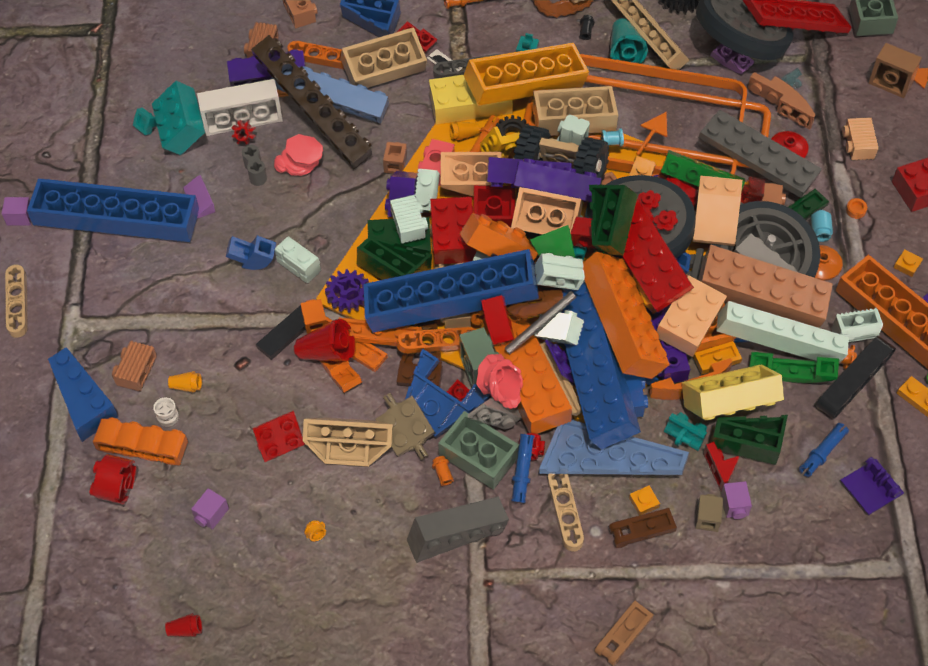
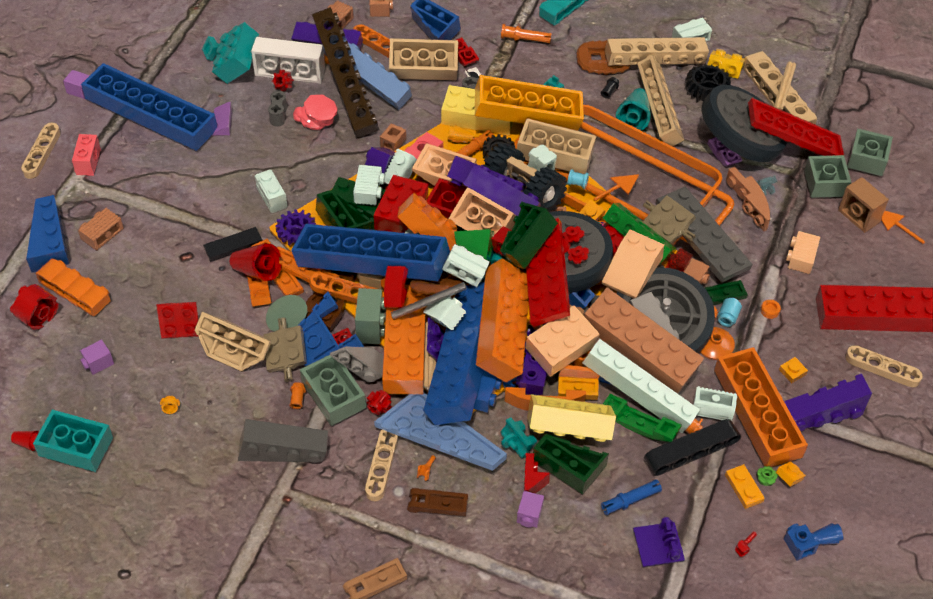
camera: 20 degrees right, 5 degrees down
(72, 288) = (86, 154): none -> coral brick
(166, 412) = (105, 271): white wheel -> none
(187, 381) = (135, 255): light orange cone -> none
(237, 608) = (73, 440): none -> teal brick
(251, 255) = (237, 175): blue brick -> none
(313, 315) = (257, 234): orange brick -> none
(382, 381) = (290, 307): none -> sand green sticker
(496, 143) = (477, 151): yellow bracket -> none
(500, 379) = (371, 335): coral piece -> none
(522, 468) = (360, 416): blue pin -> none
(612, 498) = (424, 470): none -> orange hand
(644, 500) = (452, 481): light orange plate -> none
(709, 512) = (500, 511): dark tan brick -> none
(724, 150) = (669, 219): none -> dark tan plate
(793, 142) = (741, 237): red dish -> none
(846, 51) = (827, 176): none -> sand green brick

